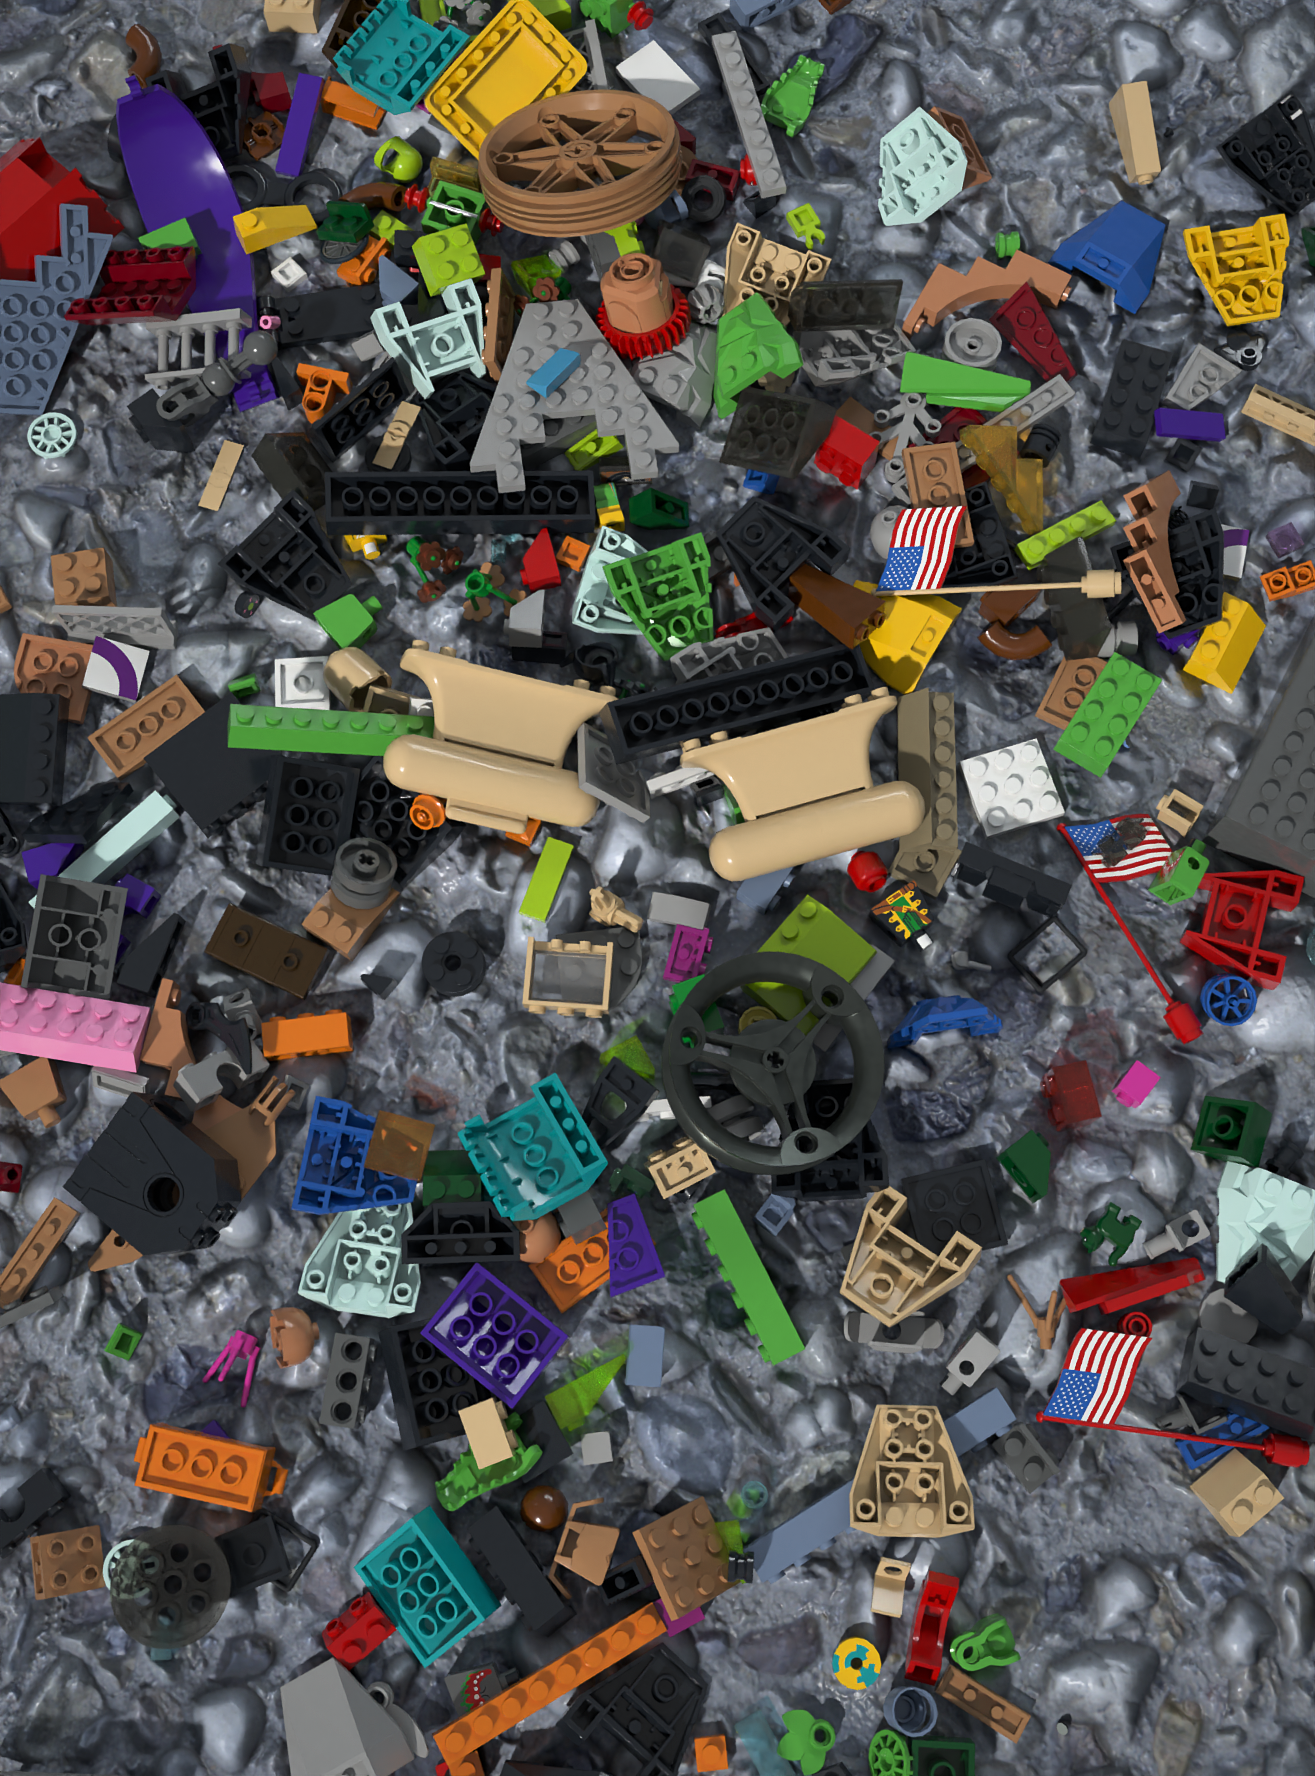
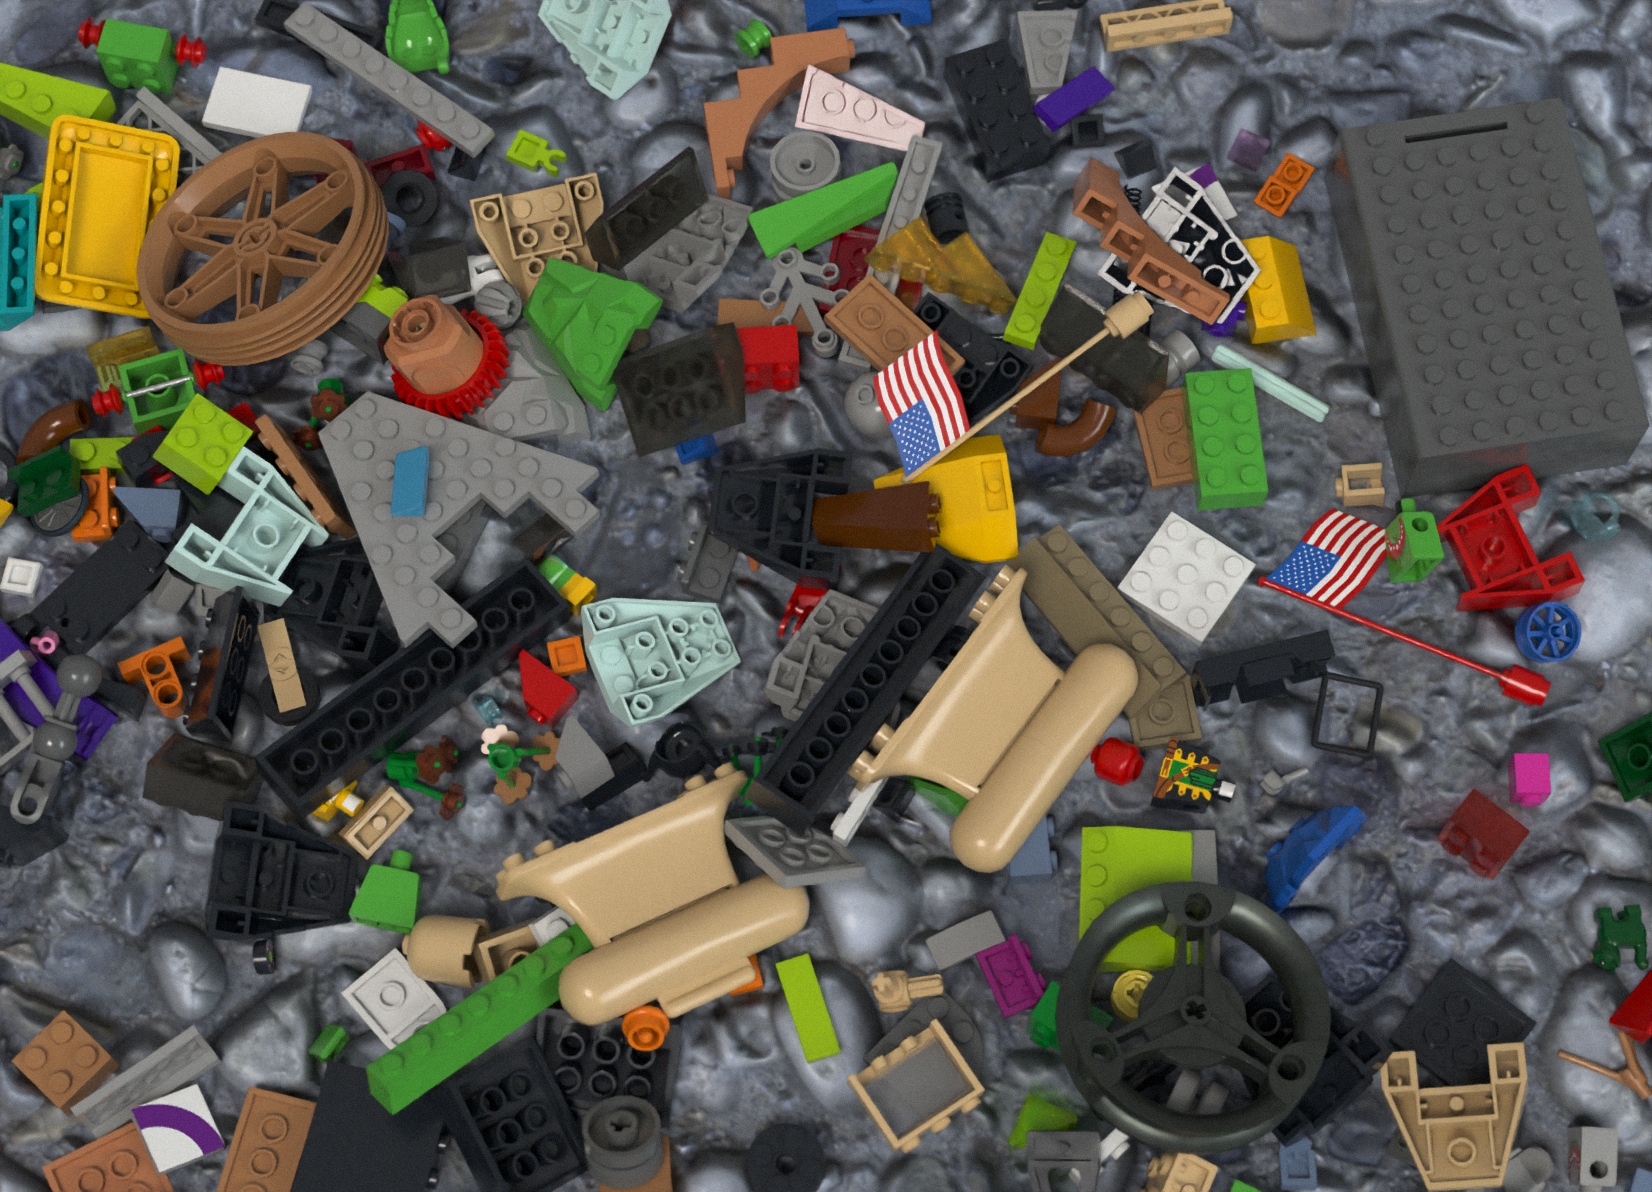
camera: 40 degrees left, 5 degrees down
(221, 475) = (120, 842): tan piece -> none
(378, 572) = (376, 821): none -> tan slope
(405, 165) = (50, 366): lime helmet -> none
(530, 269) = (291, 394): clear neon green slope -> none
(590, 449) = (497, 538): lime slope -> none
(658, 511) = (619, 551): dark green slope -> none
(667, 594) = (705, 628): bright green wedge -> none
(1028, 1164) = (1497, 931): dark green slope -> none
(1127, 833) = (1330, 539): clear smoke hinge -> none
(1174, 704) = (1272, 383): none -> light aqua axle

